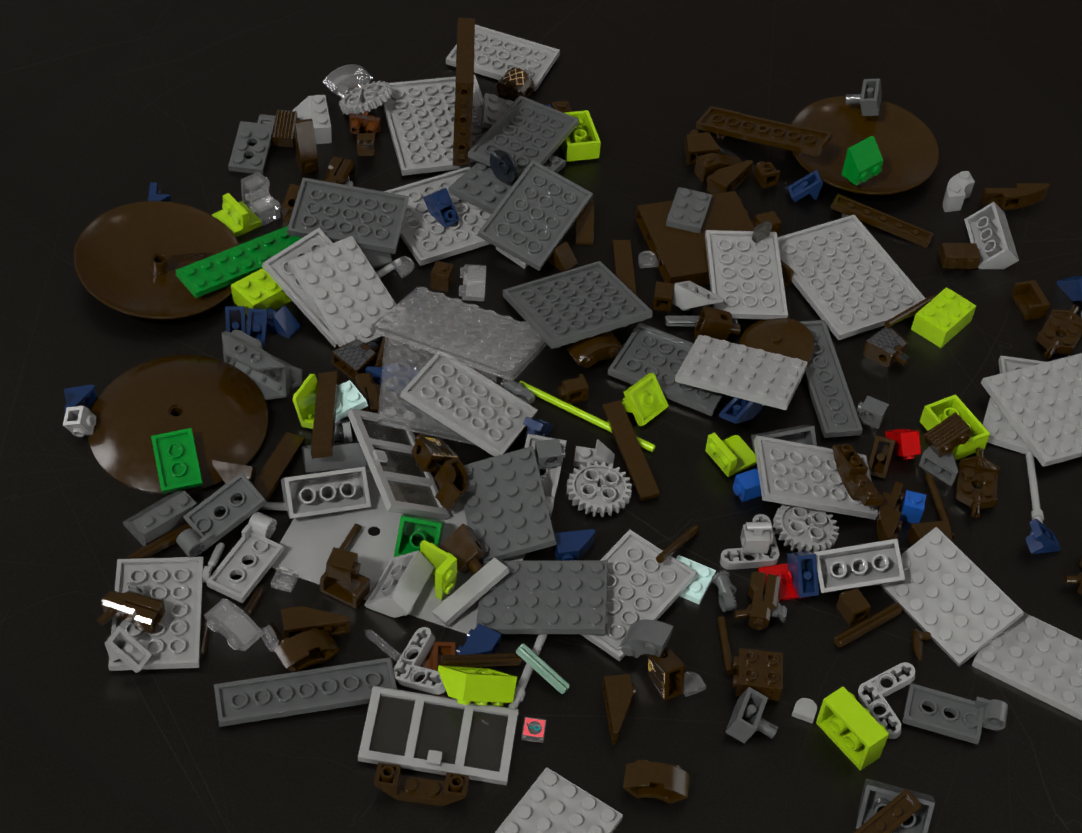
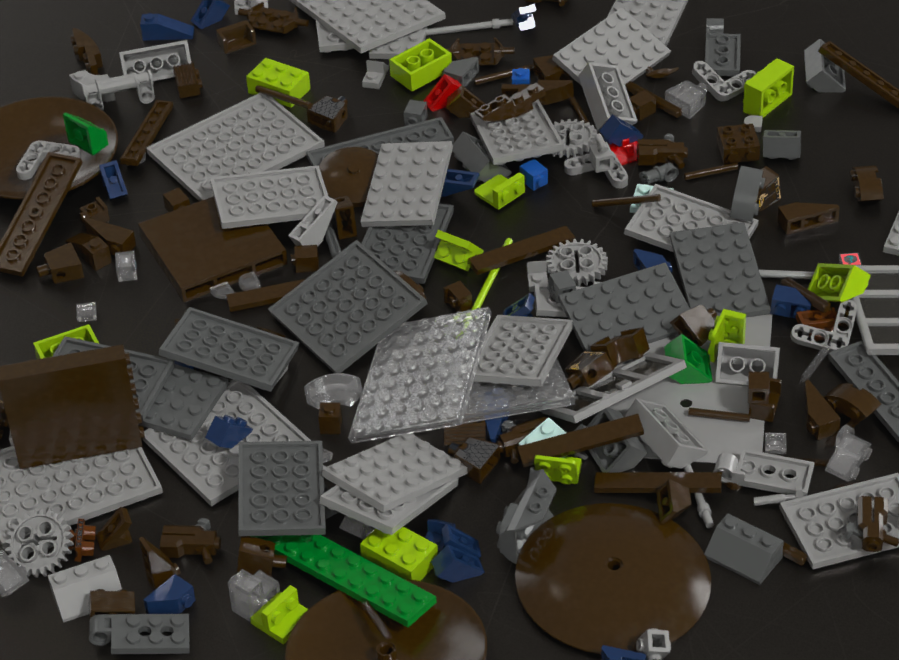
camera: 95 degrees left, 5 degrees down
(176, 460) = (679, 544): green plate -> none
(207, 527) = (748, 499): dark grey hinge -> none
(283, 162) = (170, 597): none -> dark blue slope
(470, 591) = (755, 326): light grey tile -> none
(503, 166) = (168, 376): black dish -> none
(542, 668) = (792, 262): sand green axle -> none
(637, 158) = (86, 311): none -> clear tile
(640, 242) = (221, 290): none -> clear tile
(687, 180) = (126, 266): none -> clear brick
(689, 210) = (181, 247): dark grey plate -> none
(761, 232) = (221, 179): clear smoke tile -> none
(847, 139) = (42, 149): none -> light grey beam
(859, 653) = (687, 97): none -> clear torso
(936, 188) = (142, 82): none -> light grey piece
(948, 435) = (446, 54): dark brown brick -> none
(962, 393) = (375, 74): none -> light grey slope
(1051, 252) = (164, 28): none -> dark blue slope

